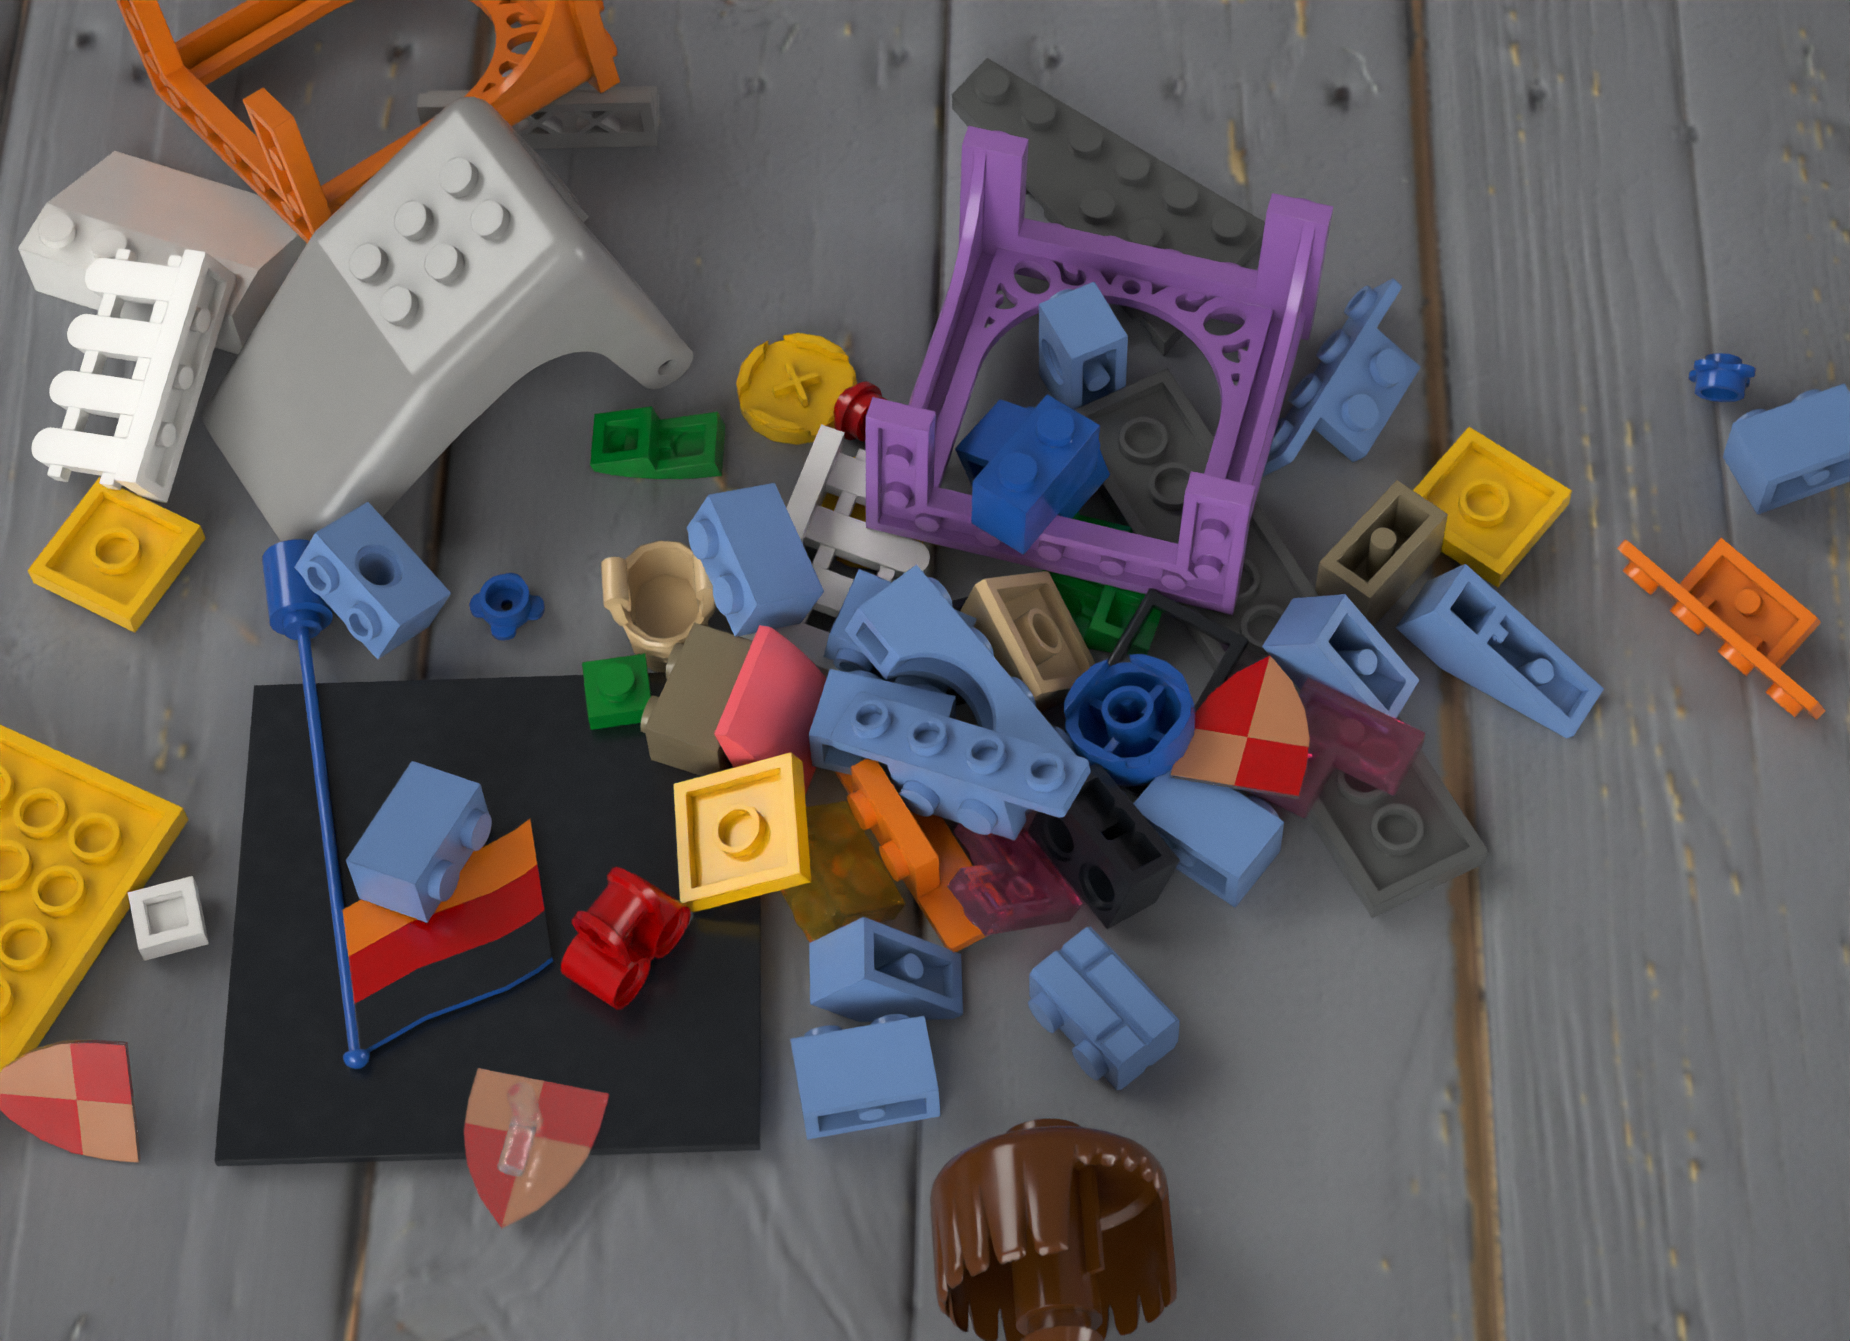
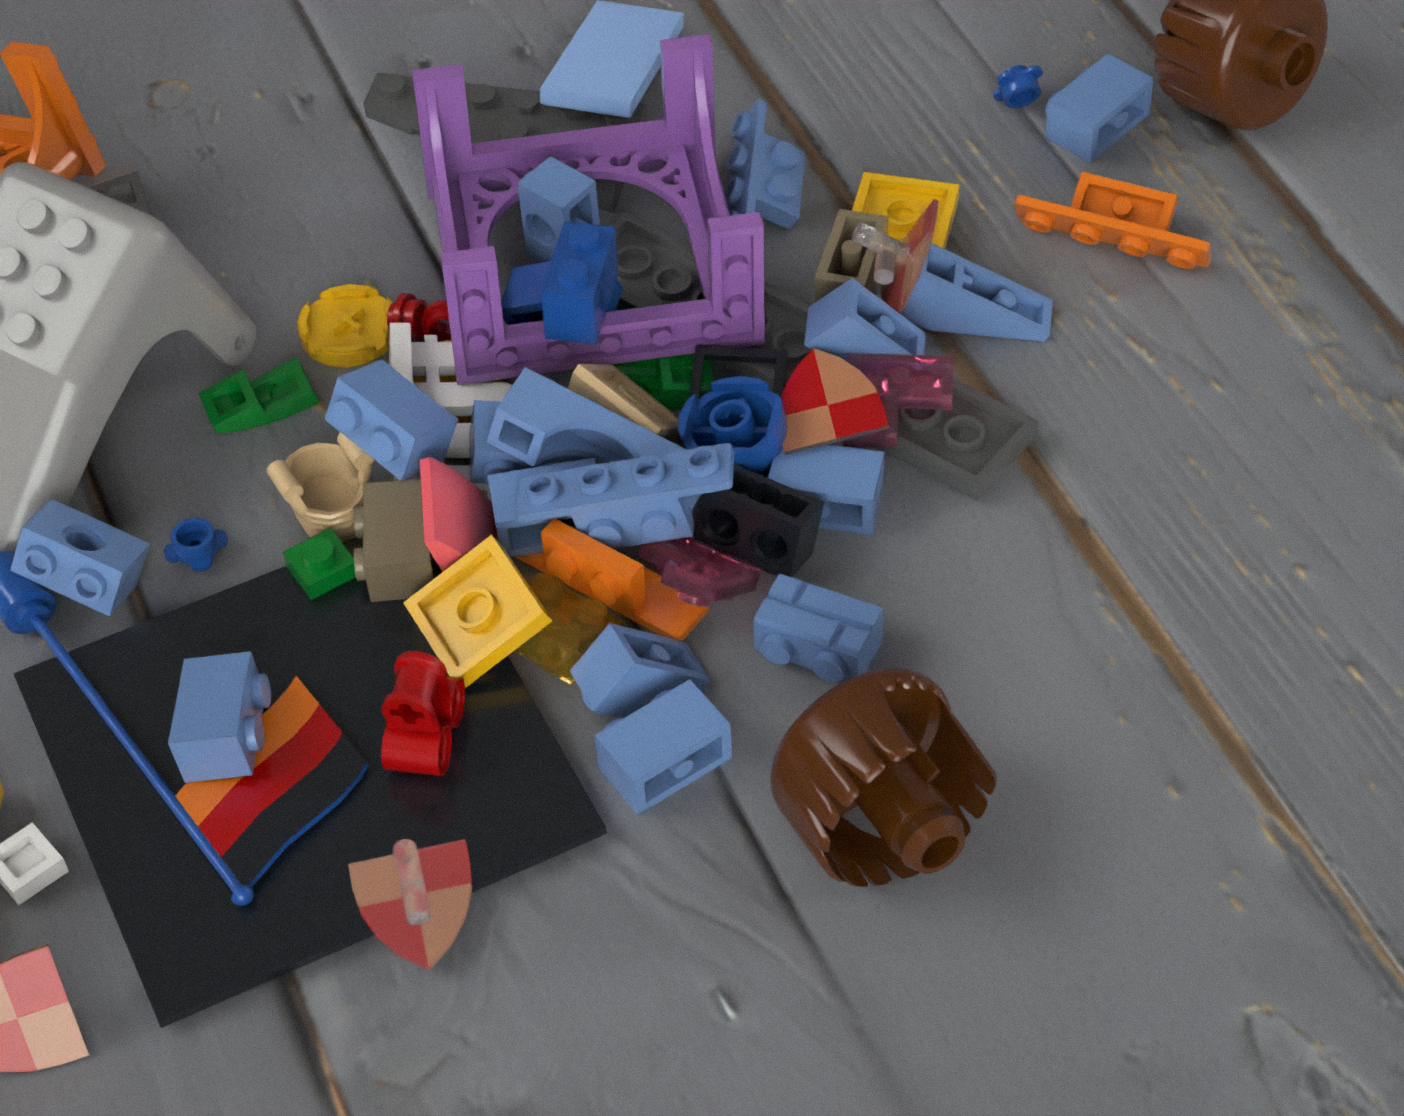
camera: 25 degrees left, 10 degrees down
(1260, 144) = (611, 59): none -> light blue tile
(1426, 577) = (899, 262): none -> clear shield

